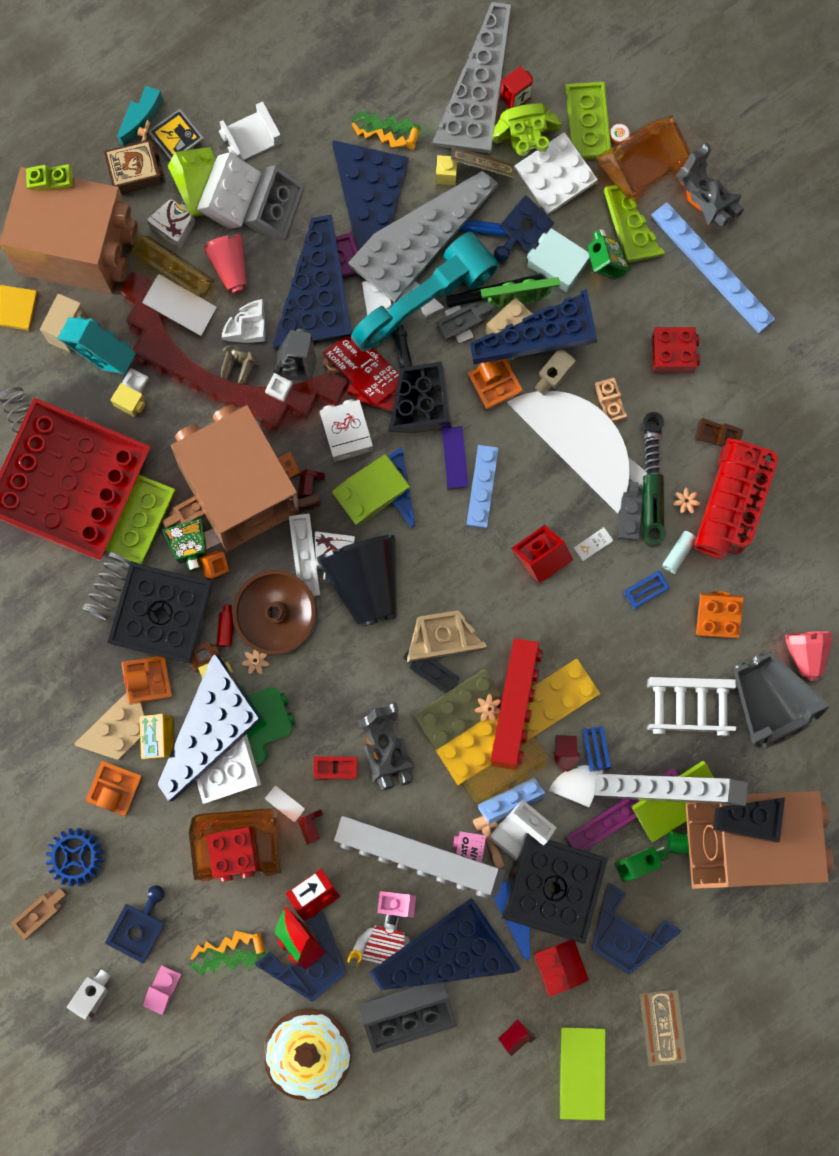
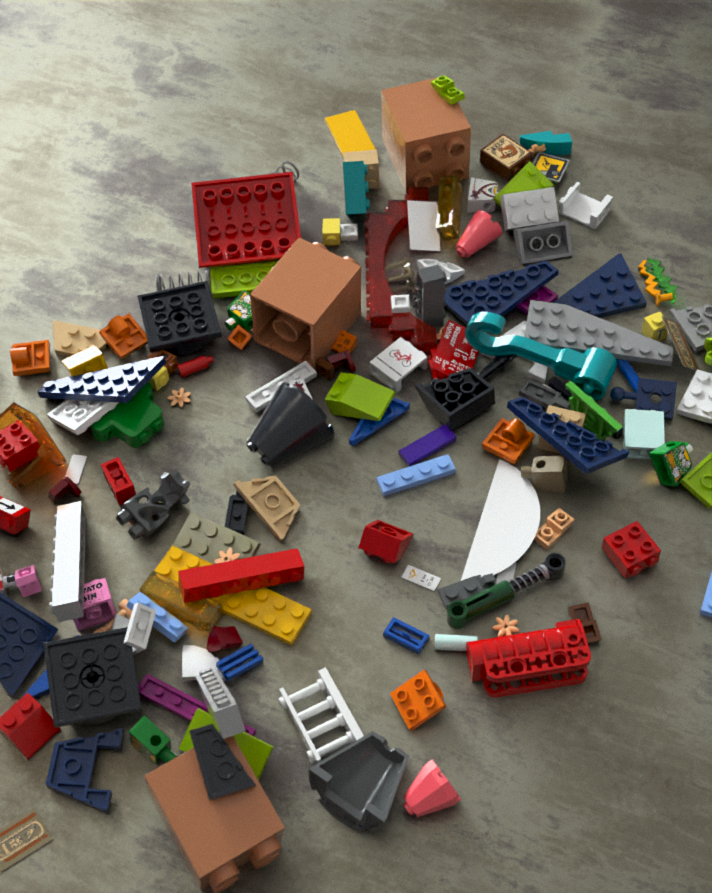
camera: 65 degrees right, 25 degrees down
(274, 612) = (222, 385): reddish brown dish -> none

